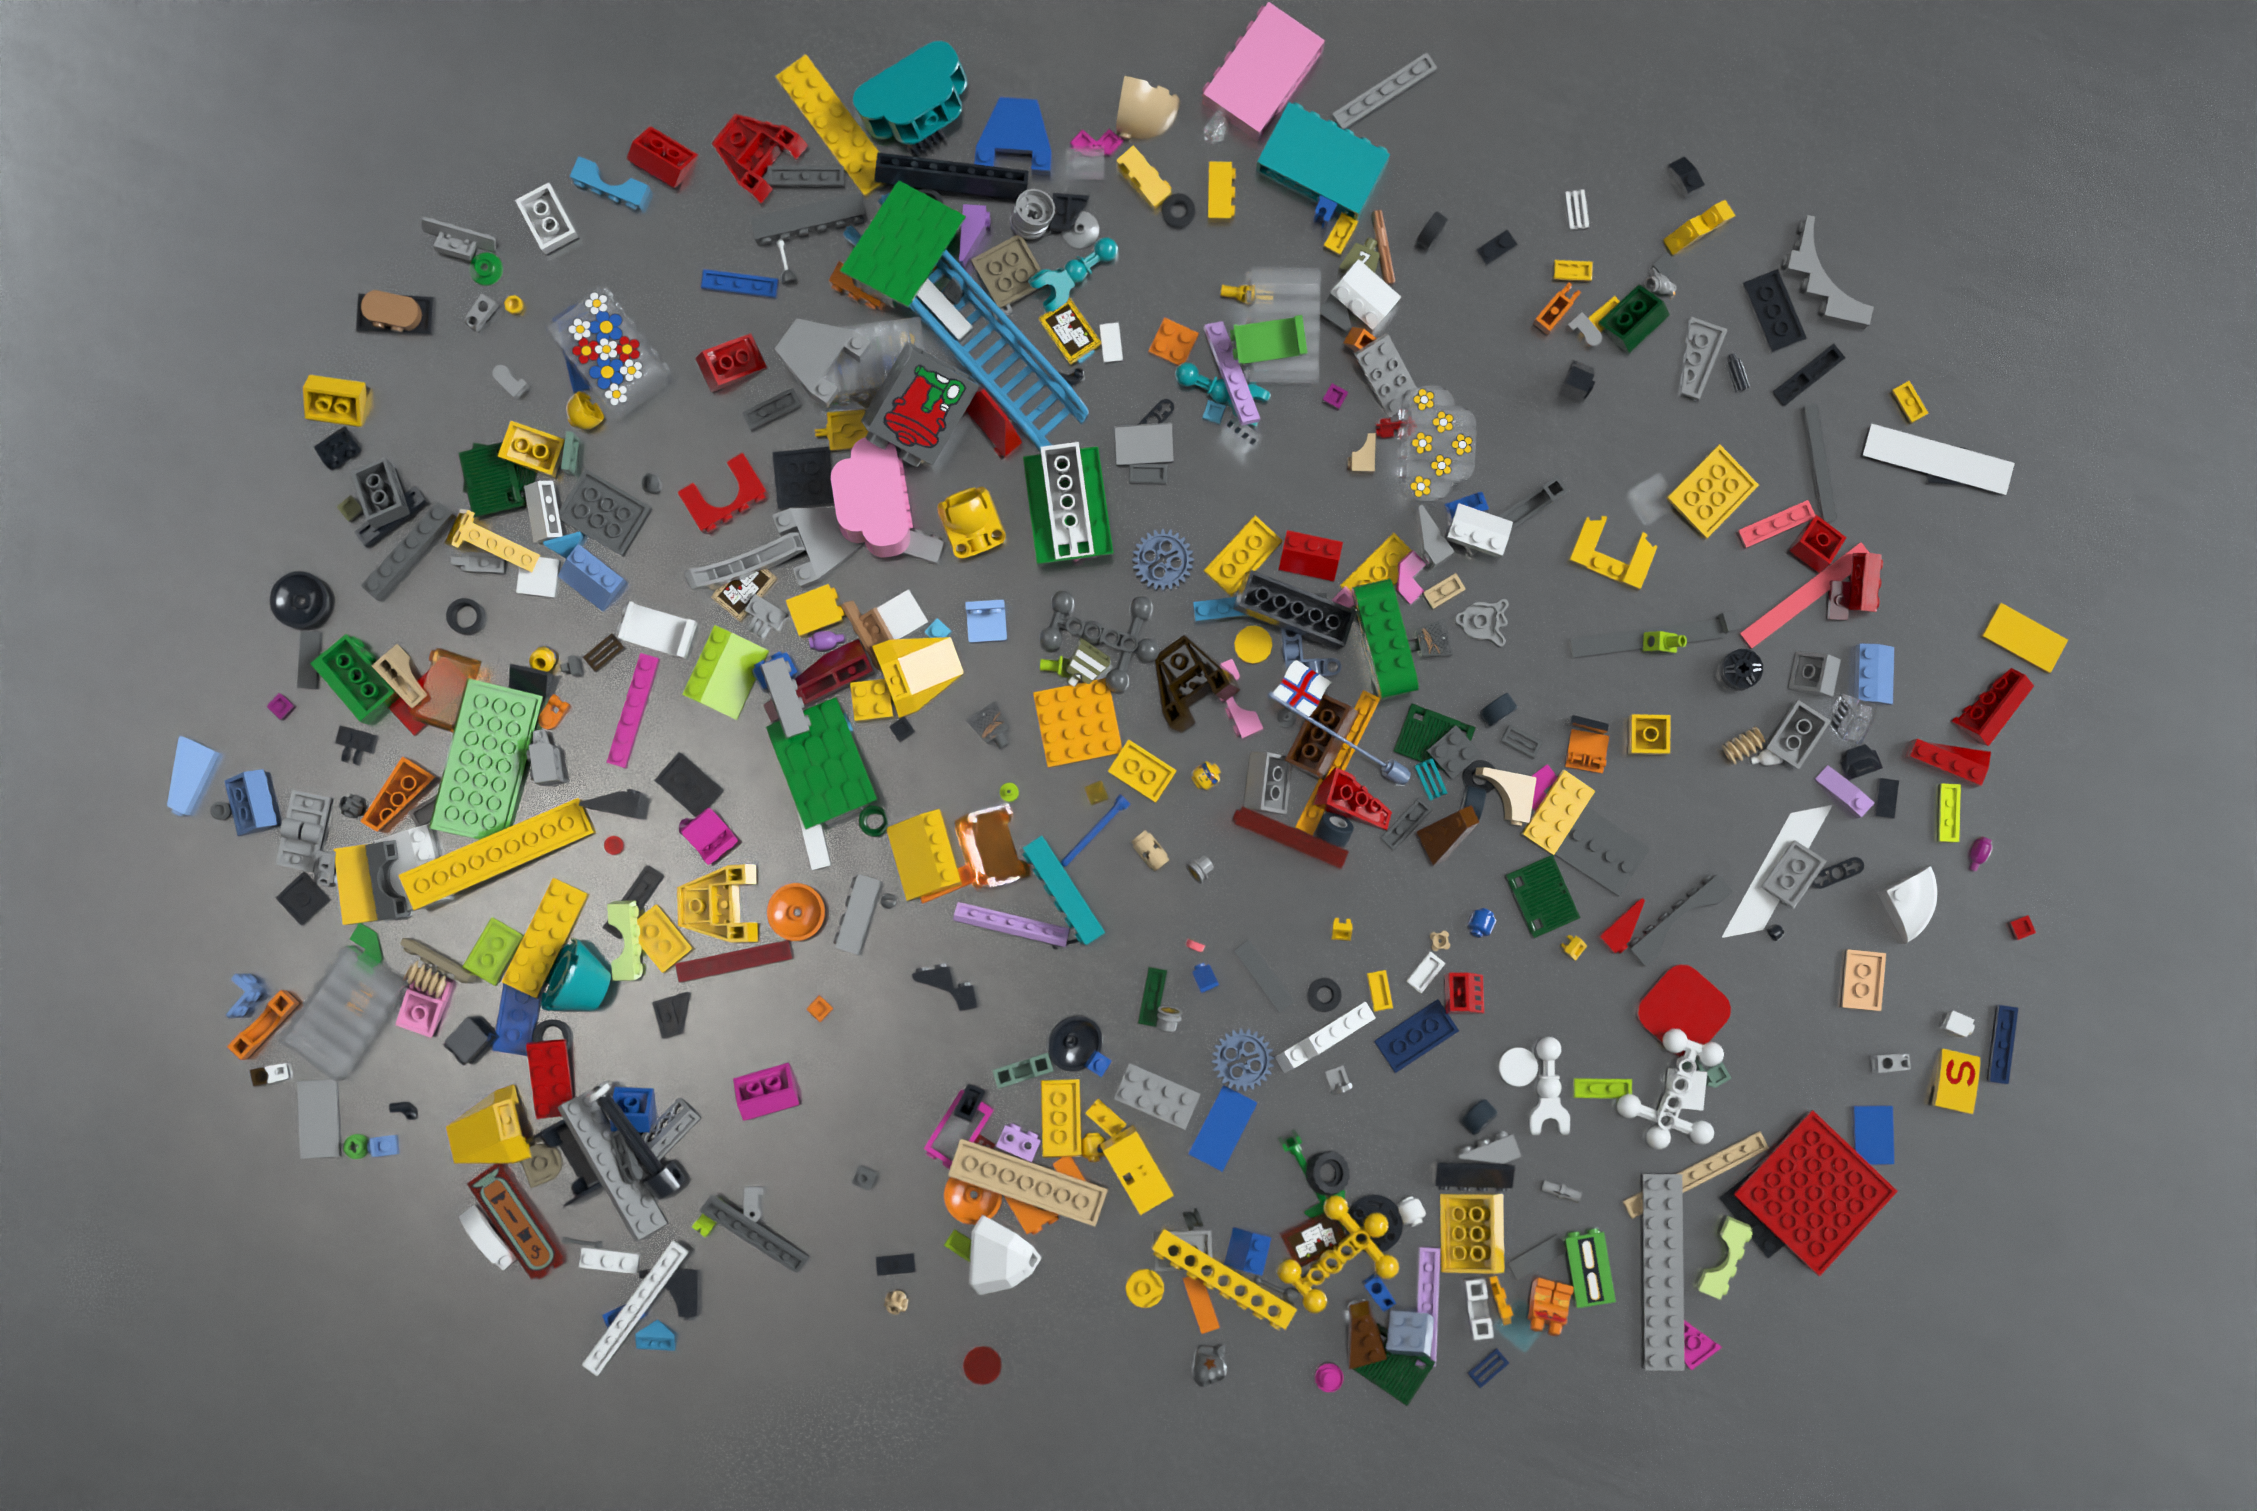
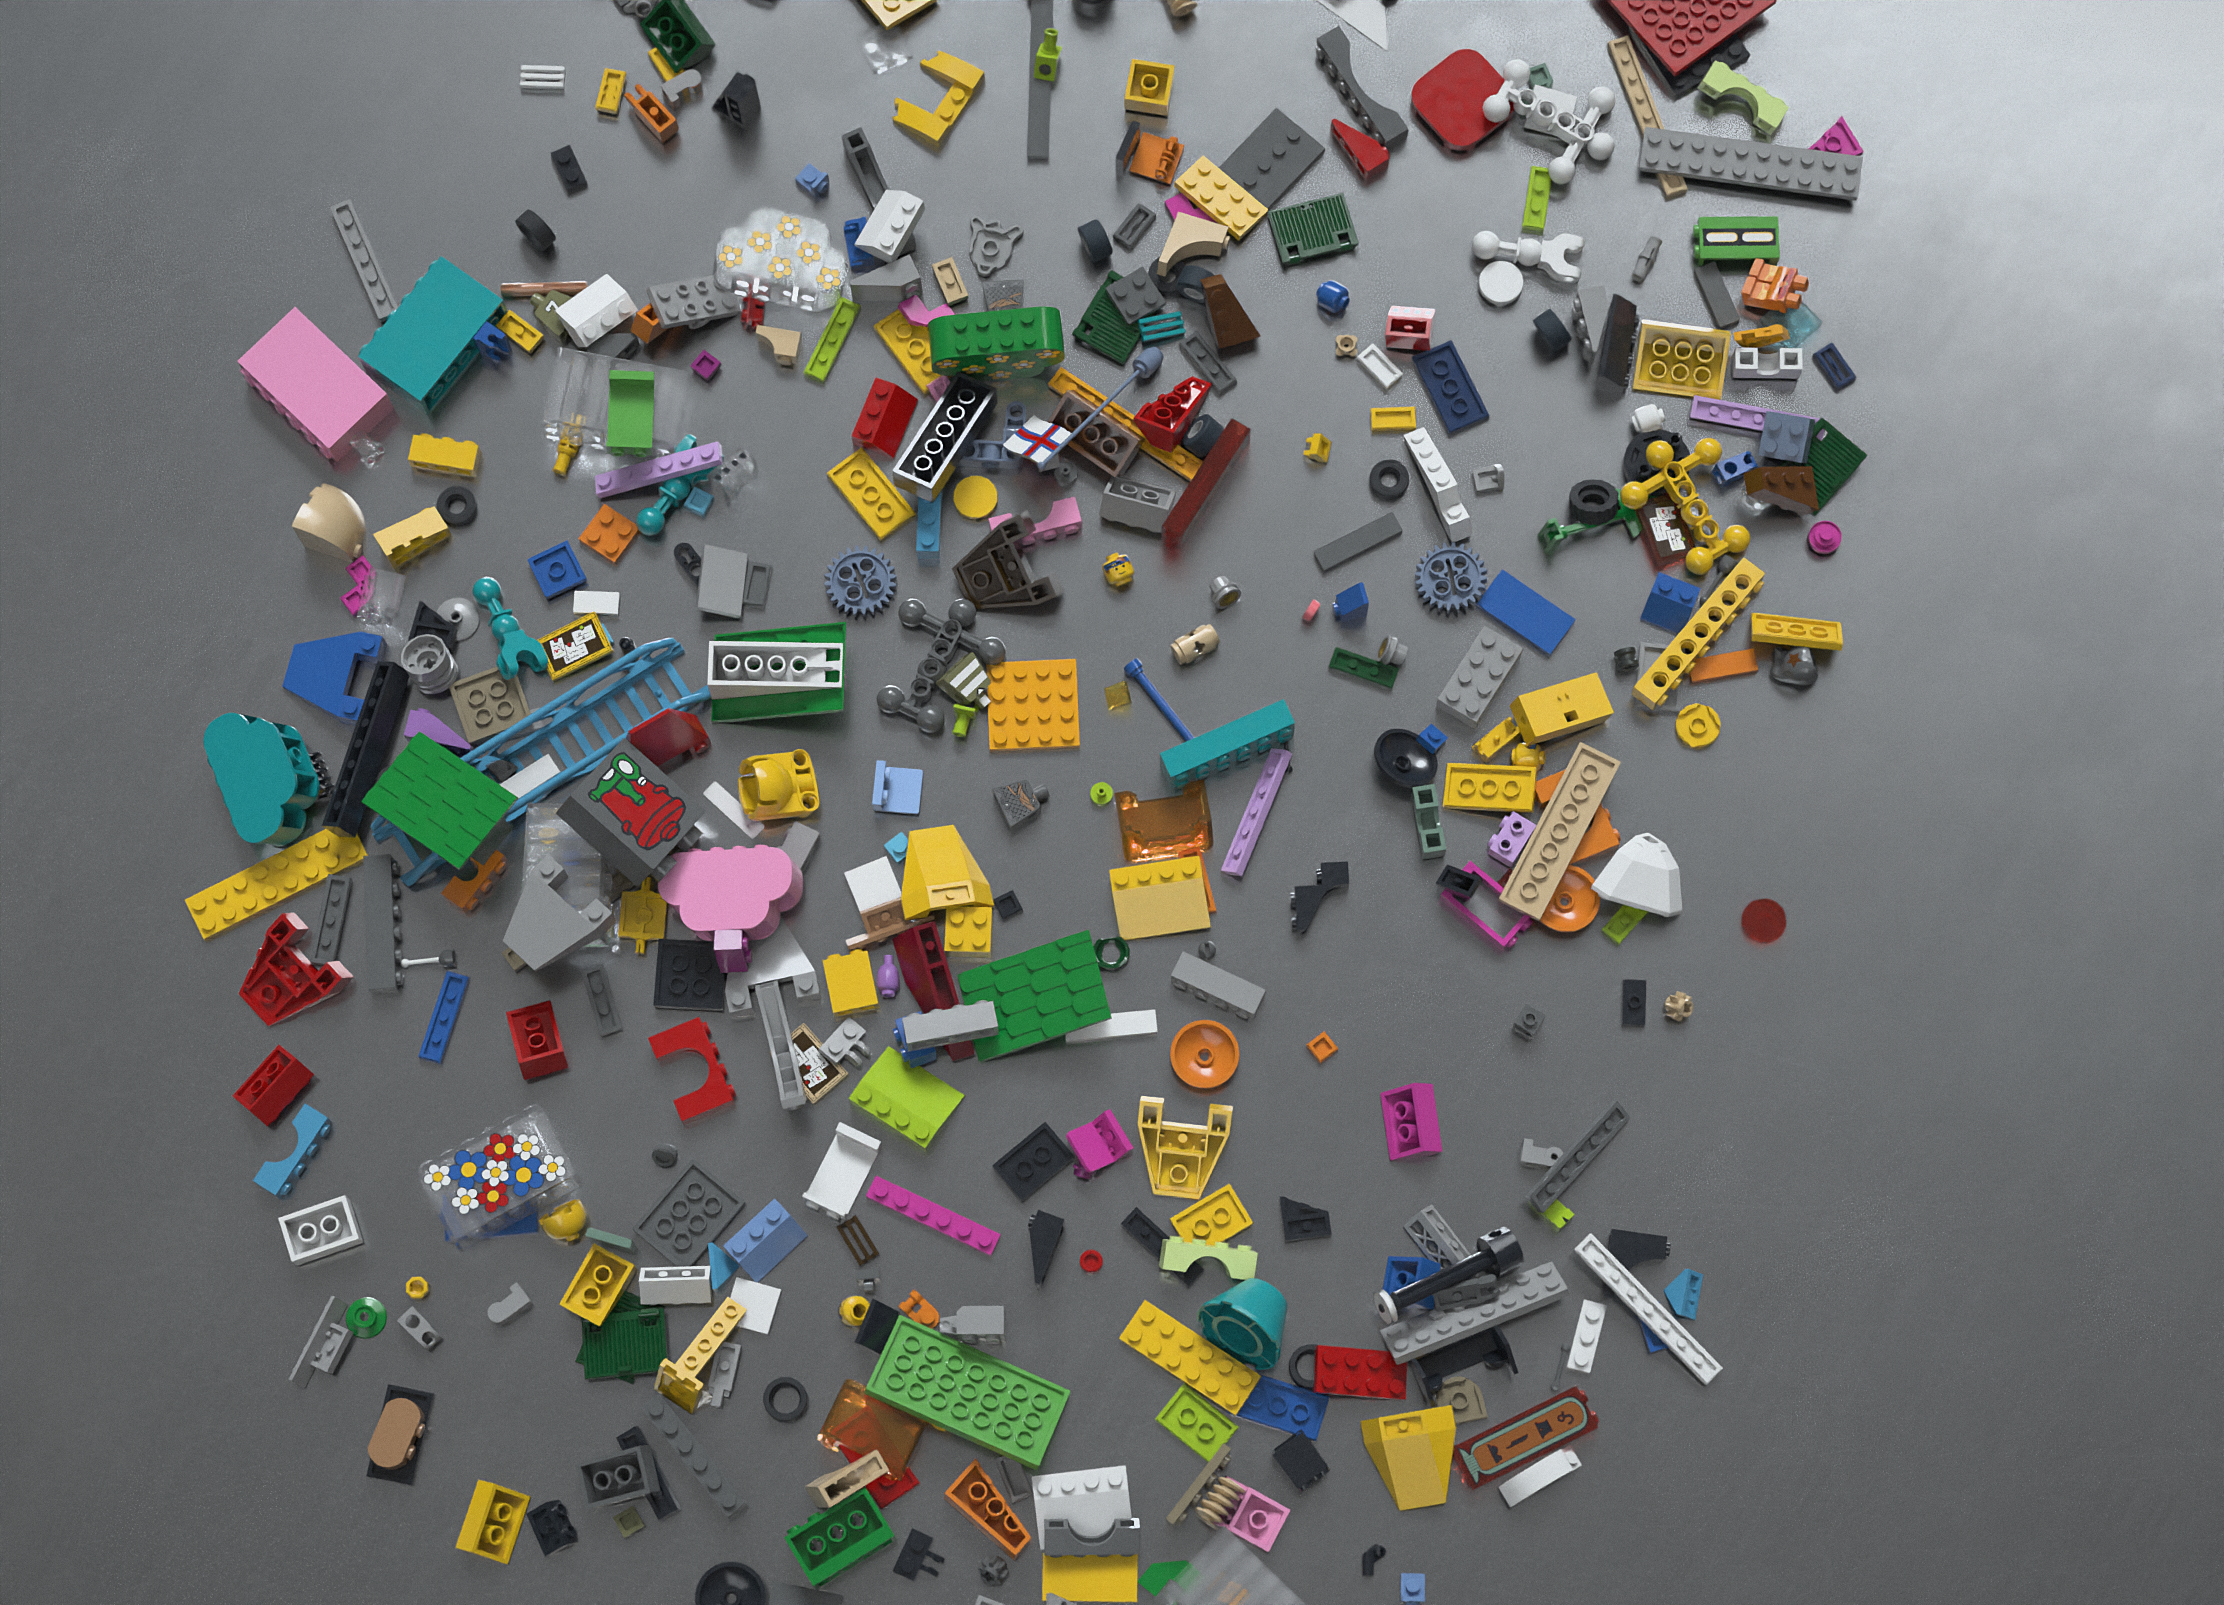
camera: 80 degrees left, 10 degrees down
(495, 854) = (1081, 1398): yellow plate -> none
(733, 961) = (1251, 1138): dark red plate -> none
(821, 507) = (732, 950): none -> magenta brick
(952, 485) = (732, 809): none -> white sticker
(1134, 304) = (557, 569): none -> blue plate
(1142, 771) = (1101, 640): yellow plate -> none
(1237, 1363) = (1796, 631): none -> yellow tile
(1376, 499) = (832, 340): none -> lime tile
(1519, 458) = (812, 180): none -> medium blue bracket
(1575, 947) = (1376, 202): yellow tile -> none

